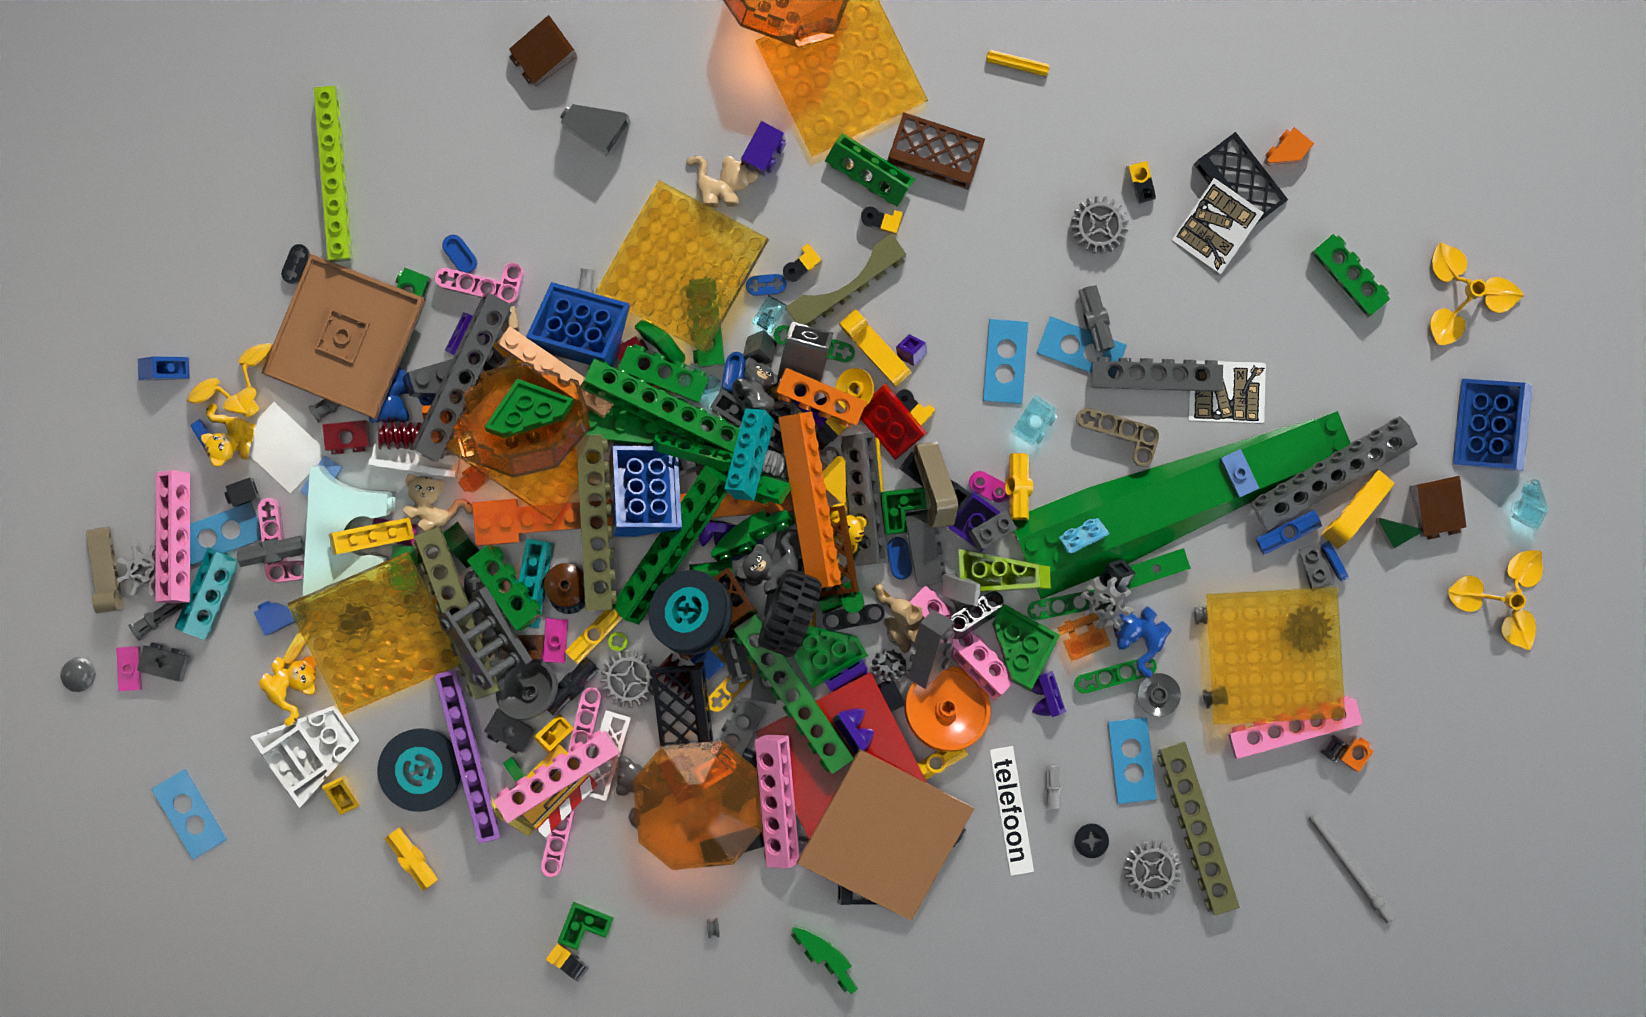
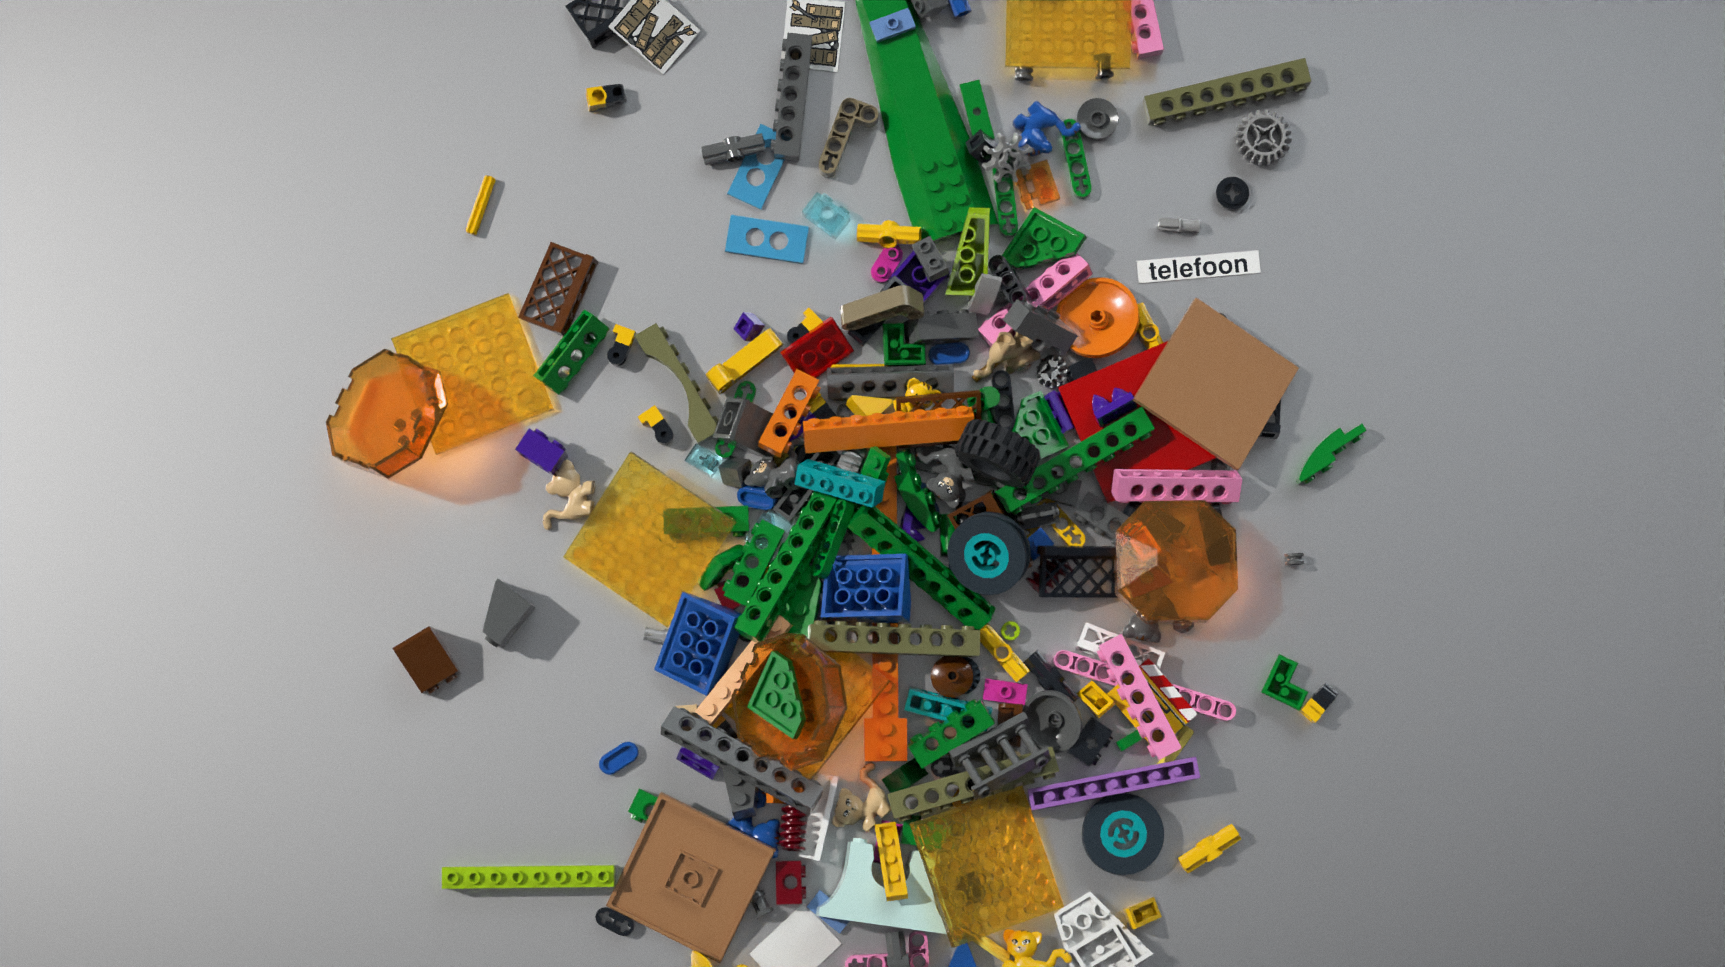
camera: 90 degrees left, 5 degrees down
(472, 480) = (841, 760): clear orange brick -> none
(478, 282) = (648, 741): bright pink beam -> none
(610, 674) = (1038, 619): light grey gear -> none
(764, 279) = (679, 460): blue beam -> none
(851, 380) = (771, 381): yellow dish -> none
(1052, 704) = (1099, 219): dark purple tile -> none
(1089, 532) = (942, 172): medium azure hinge -> none
(1113, 212) = (650, 133): light grey gear -> none
(1138, 730) = (1130, 158): dark azure piece -> none

